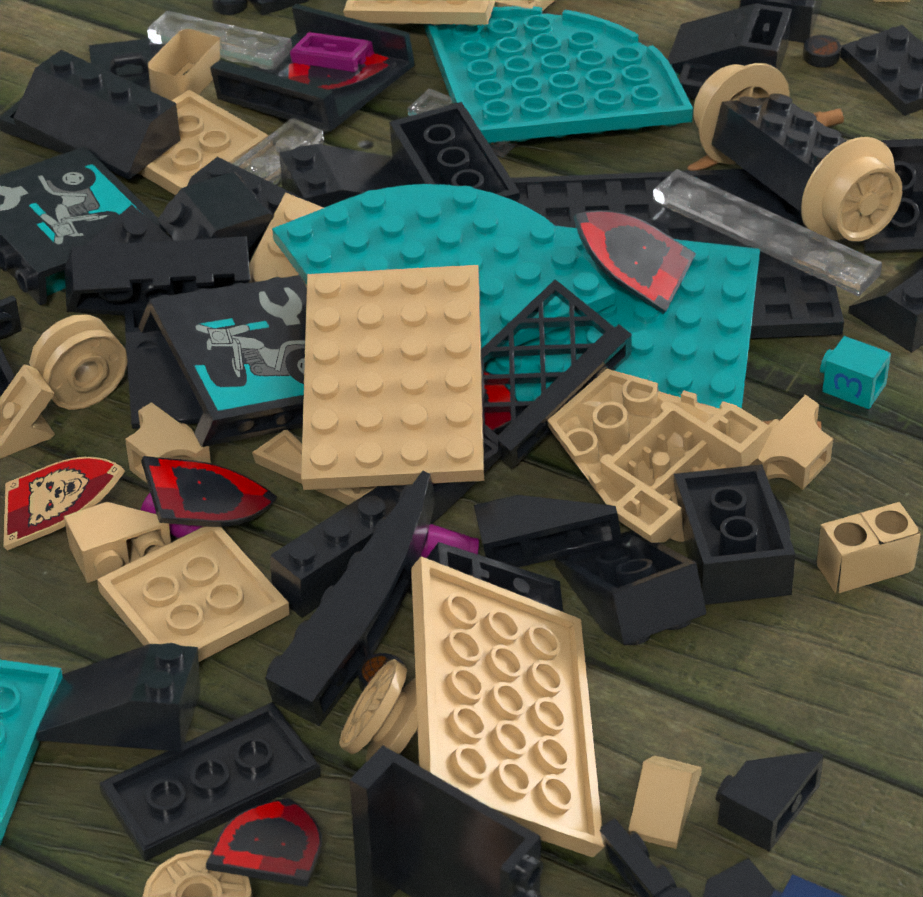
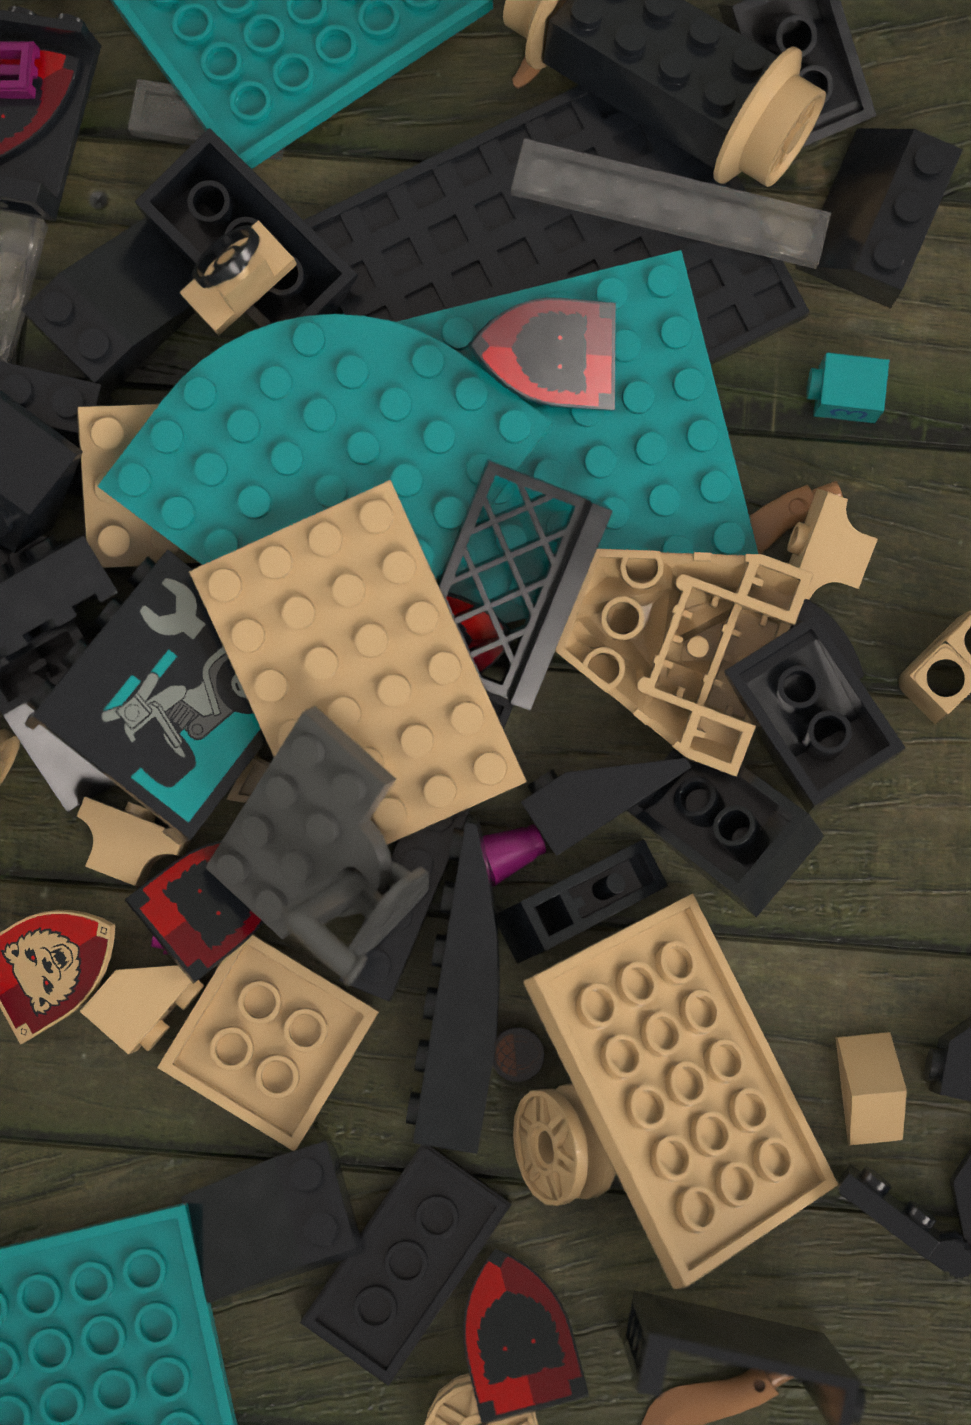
camera: 20 degrees left, 40 degrees up
(309, 451) = (311, 849): none -> dark grey plate
(439, 154) = (237, 277): none -> tan piece

